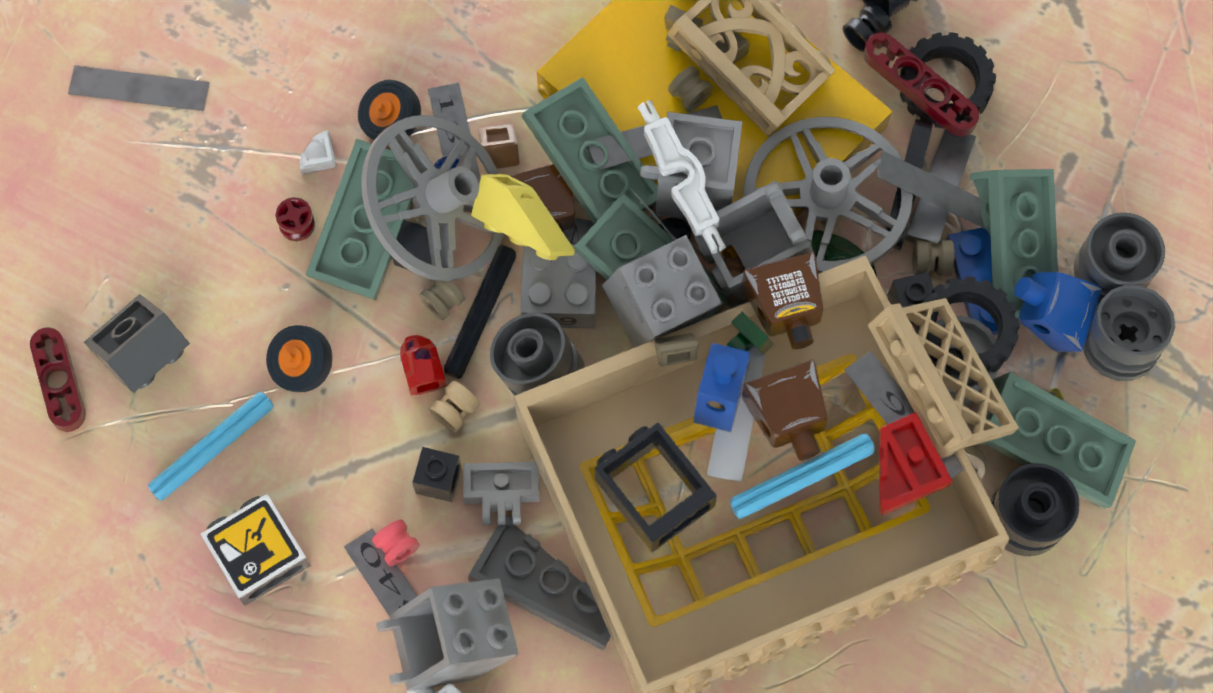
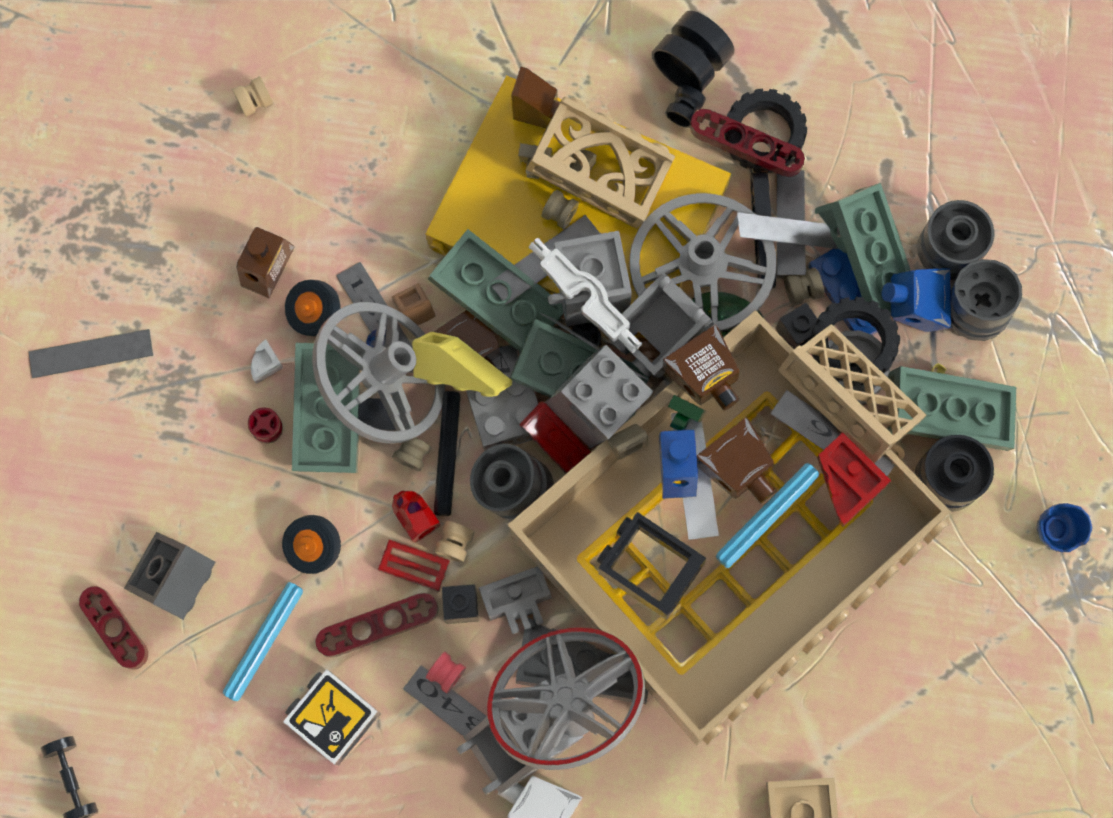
camera: 15 degrees left, 5 degrees up
(339, 473) = (376, 621): none -> dark red beam
(355, 42) = (265, 259): none -> reddish brown torso
(426, 437) = (387, 556): none -> red tile
(510, 601) = (566, 700): none -> light grey wheel
(599, 323) = (554, 437): none -> red tile
(1139, 610) = (1064, 527): none -> blue hair

